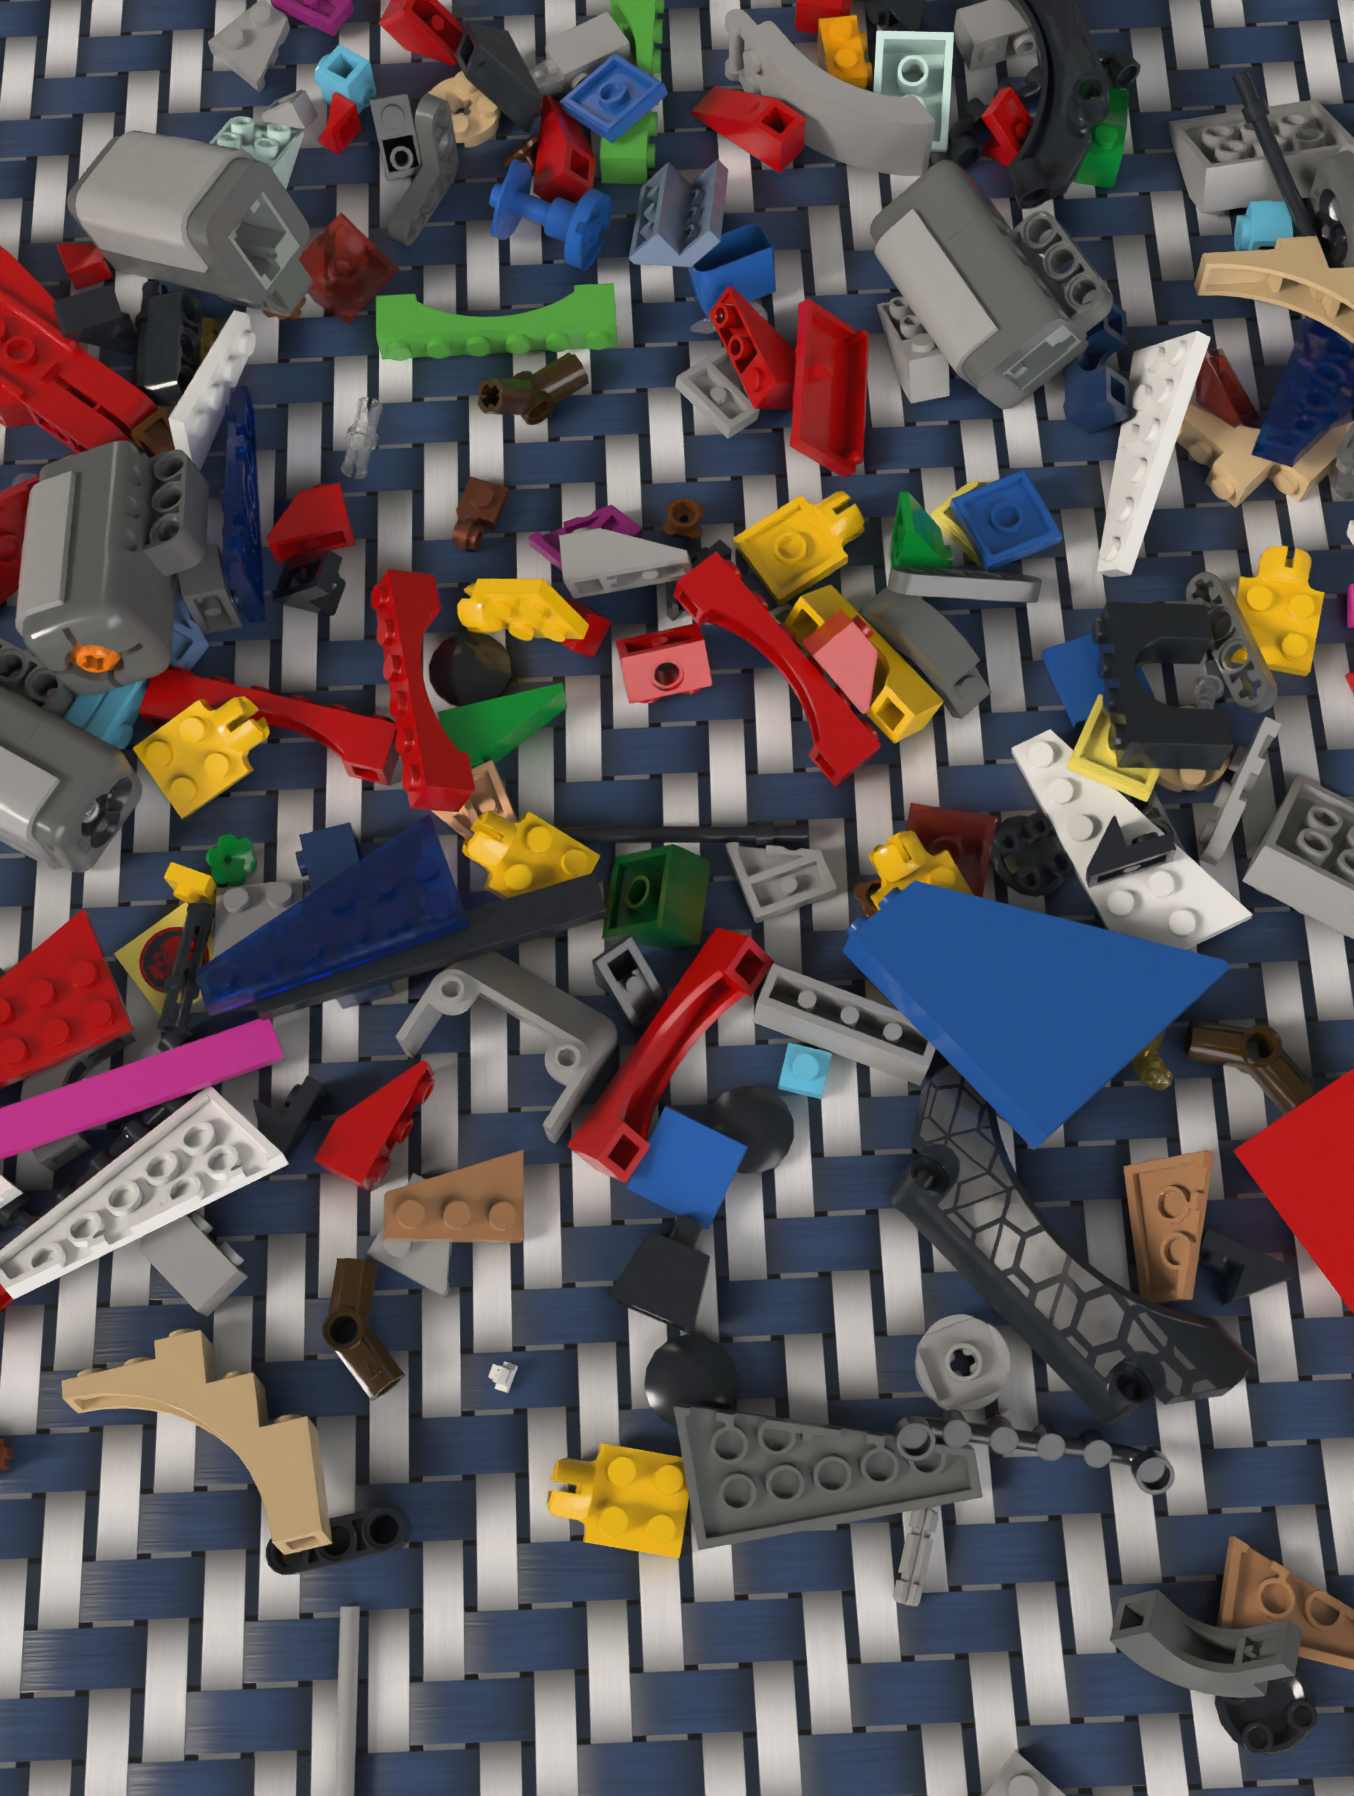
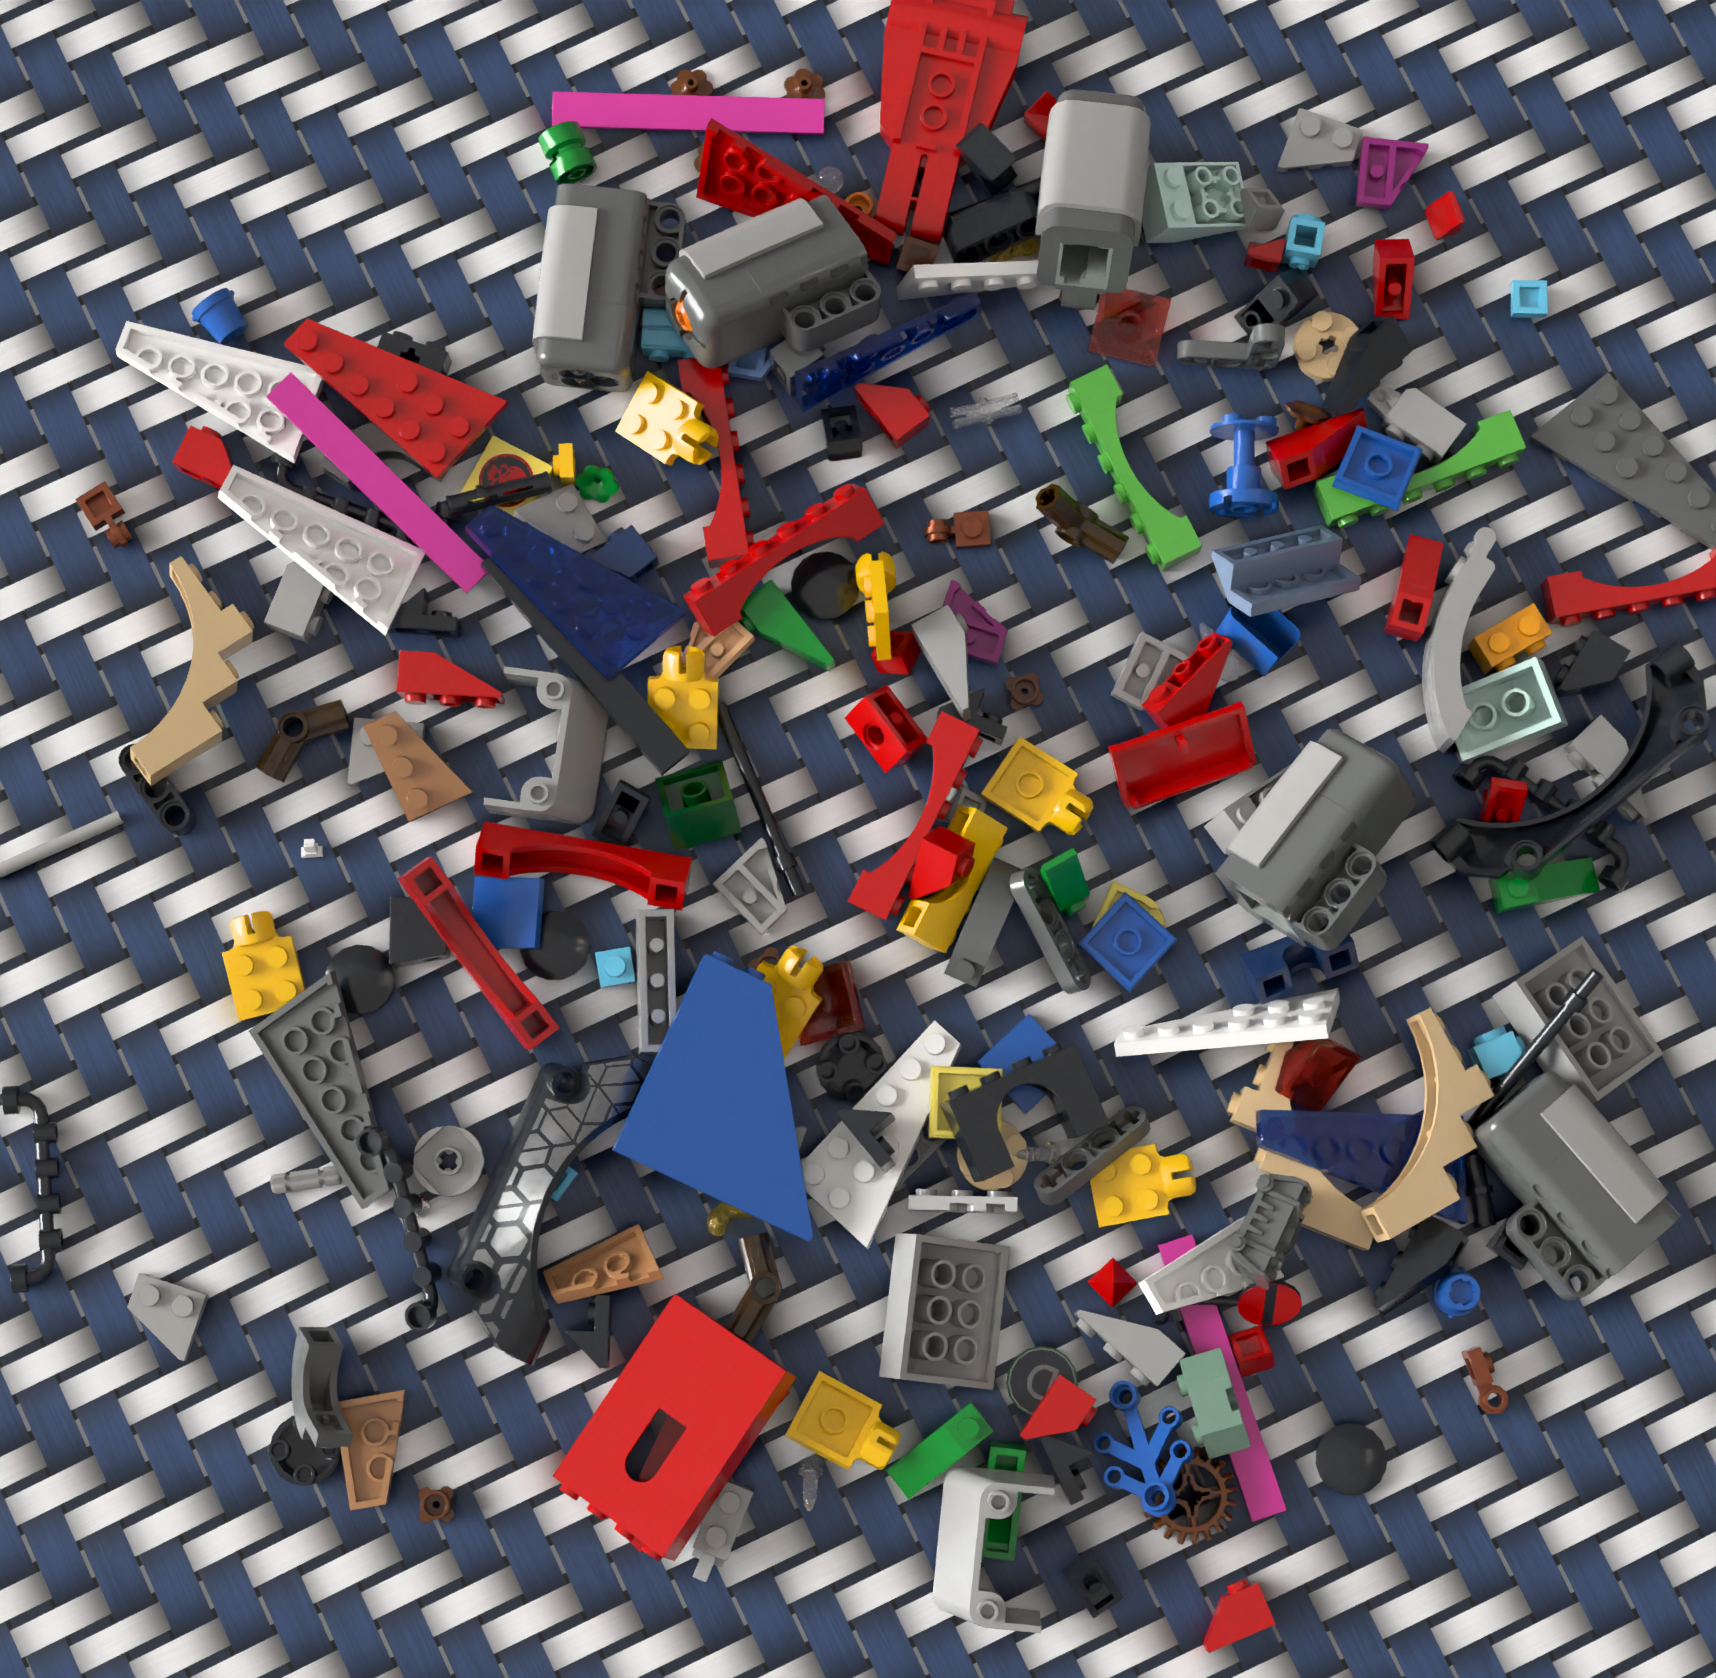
camera: 65 degrees right, 10 degrees up
(660, 1227) = (476, 953): none -> red arch

